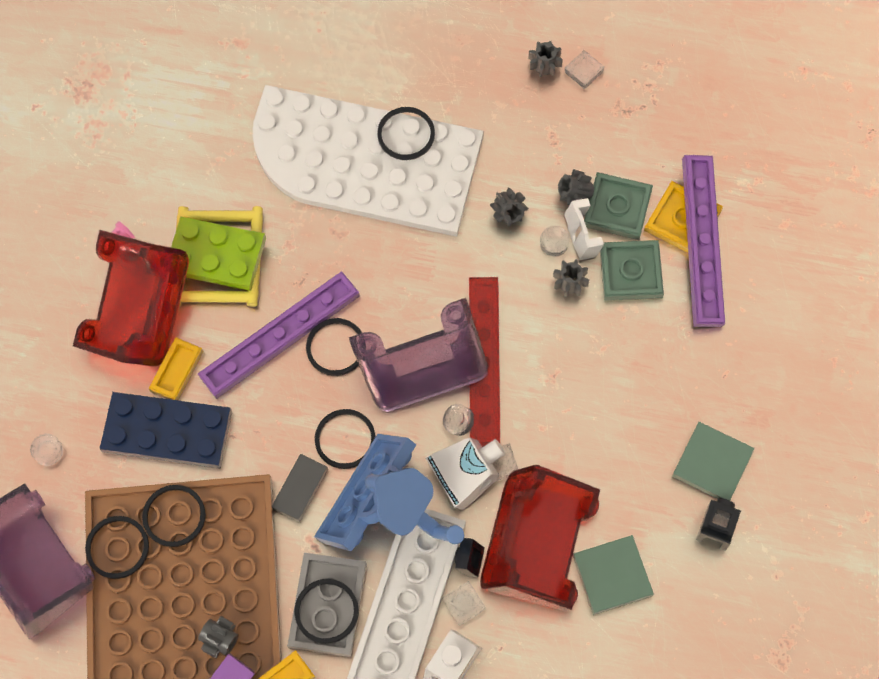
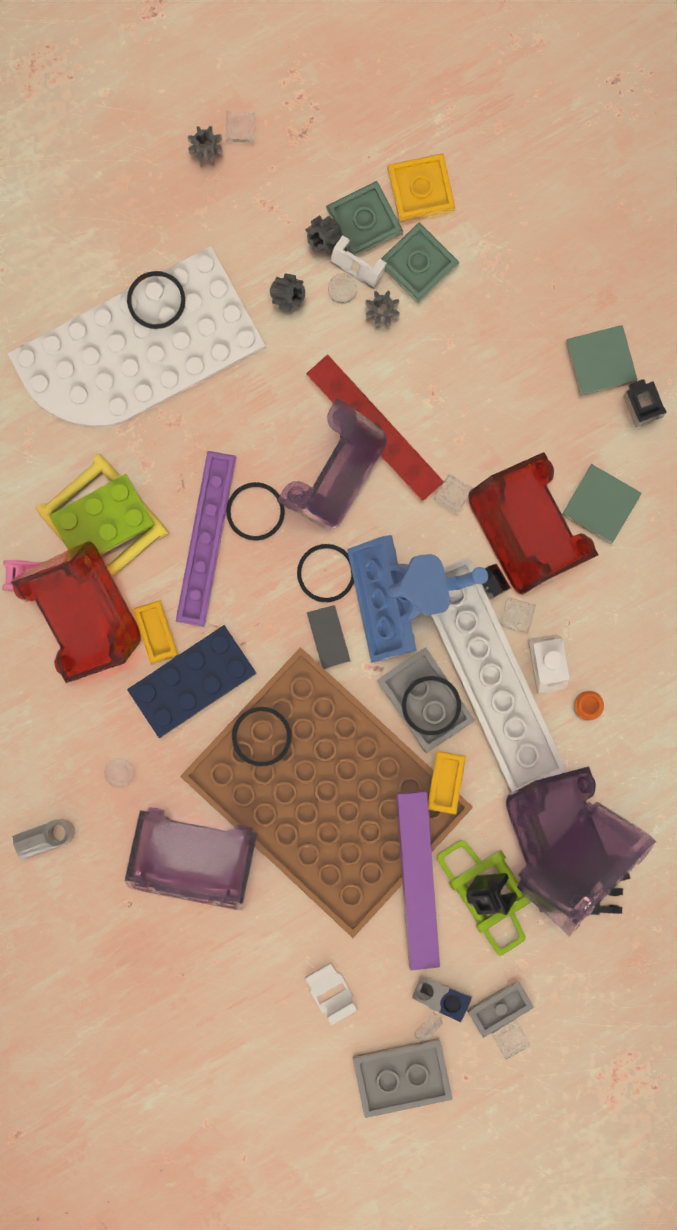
camera: 45 degrees left, 15 degrees up
(129, 572) = (270, 793): black piece -> none
(218, 637) = (377, 790): dark grey gear -> none
(458, 419) = (396, 488): clear tile -> none
(466, 469) = (437, 520): white torso -> none
(703, 241) = (453, 194): medium lavender tile -> none

